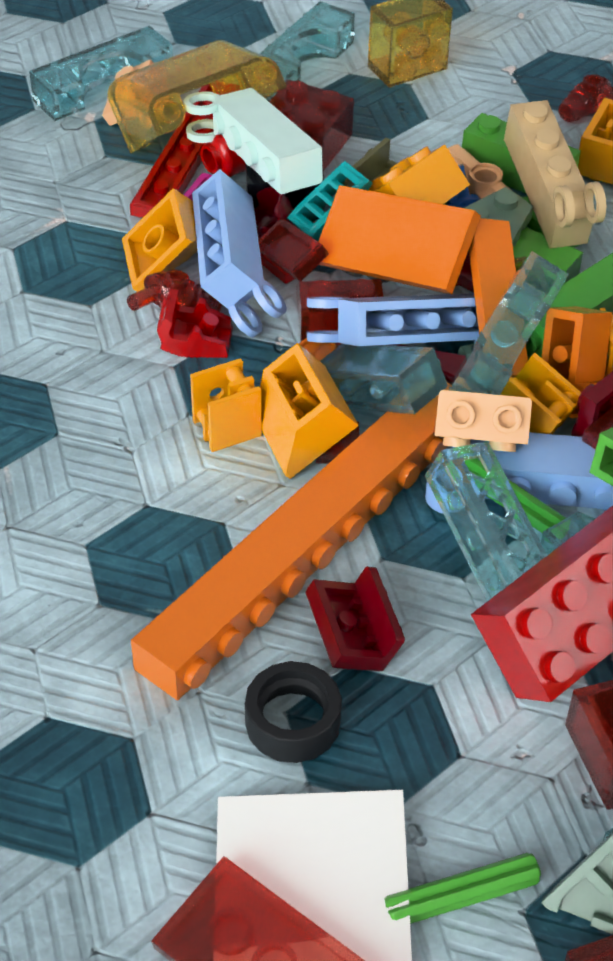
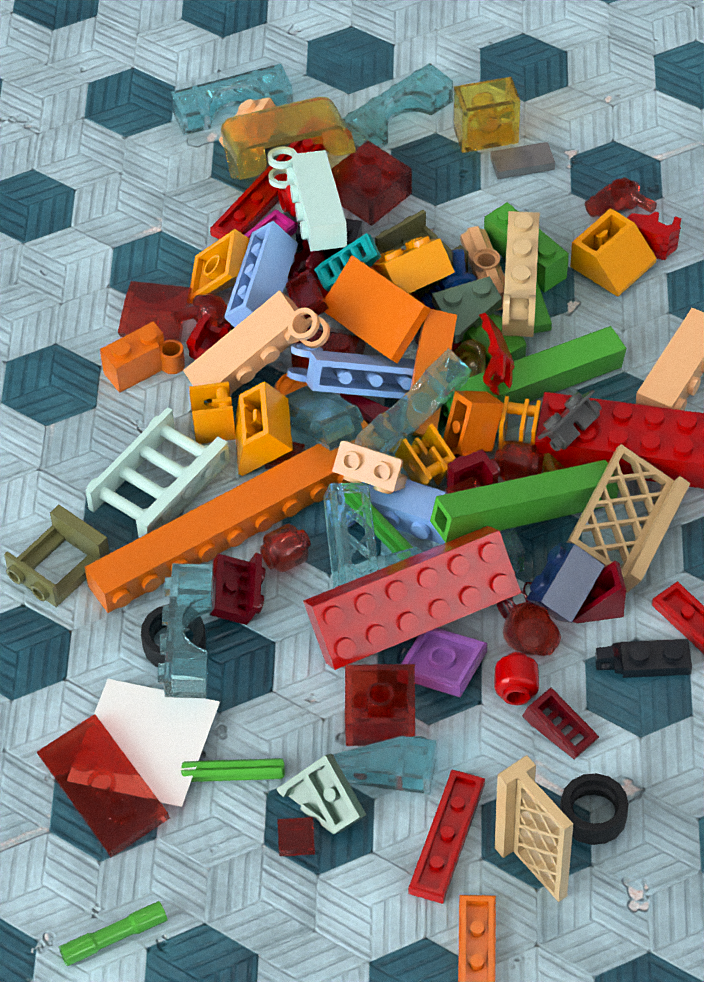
camera: 20 degrees right, 5 degrees up
(93, 597) = (64, 527): none -> olive panel
(95, 307) = (154, 303): none -> clear red slope
(100, 359) = (141, 356): none -> orange hinge
(210, 526) = (172, 499): none -> light aqua fence
(260, 304) = (256, 343): none -> light nougat hinge
(342, 747) = (185, 663): none -> clear light blue arch
(398, 553) = (285, 548): none -> clear red head
(463, 81) = (522, 160): none -> flat silver tile
(581, 277) = (501, 362): none -> red arm

